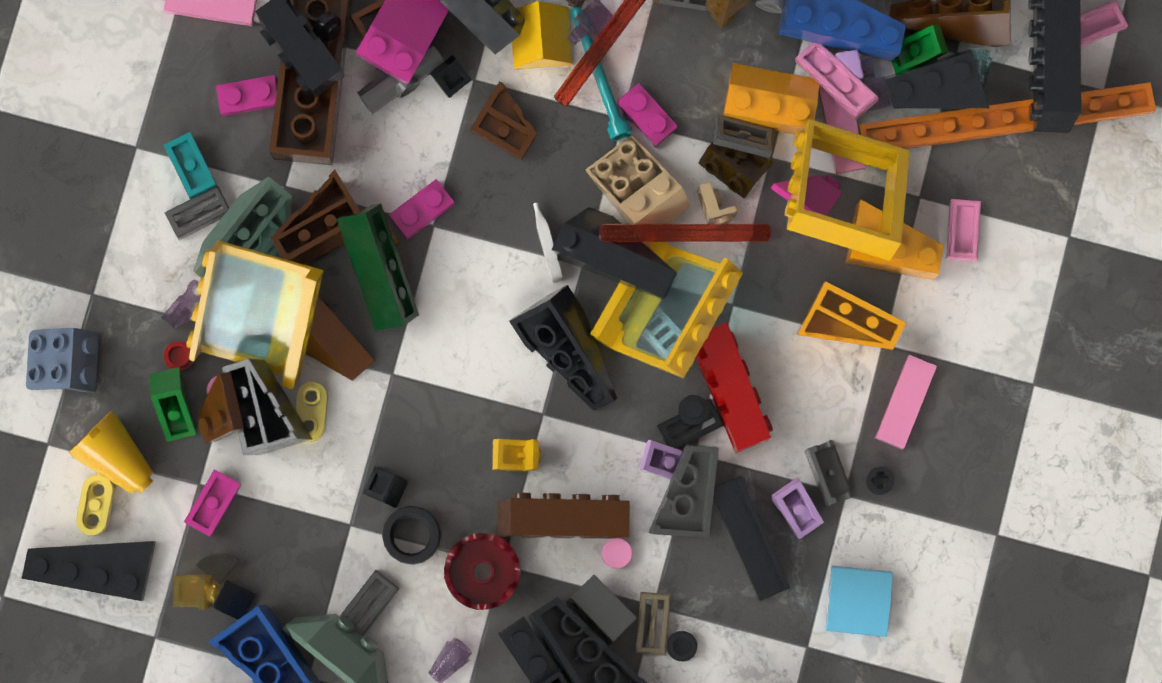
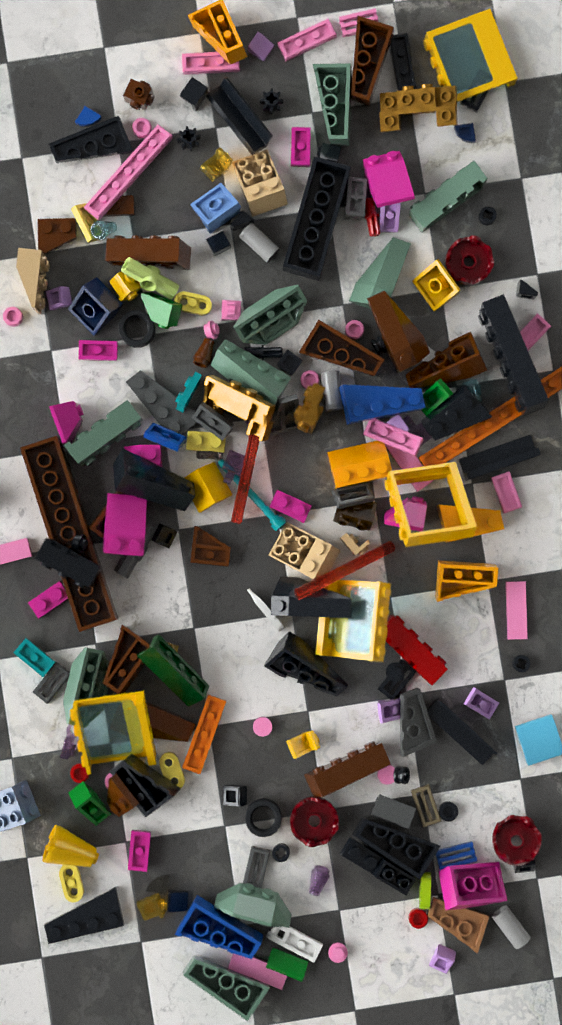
camera: 20 degrees left, 5 degrees up
(380, 379) = (204, 734): none -> orange plate
(412, 588) = (285, 856): none -> black bush
(421, 209) = (182, 622): dark pink plate -> none
(468, 406) = (262, 726): none -> bright pink tile
(637, 562) = (401, 775): none -> black bush
(829, 473) = (490, 672): dark grey hinge -> none
(974, 177) = (498, 457): none -> black panel

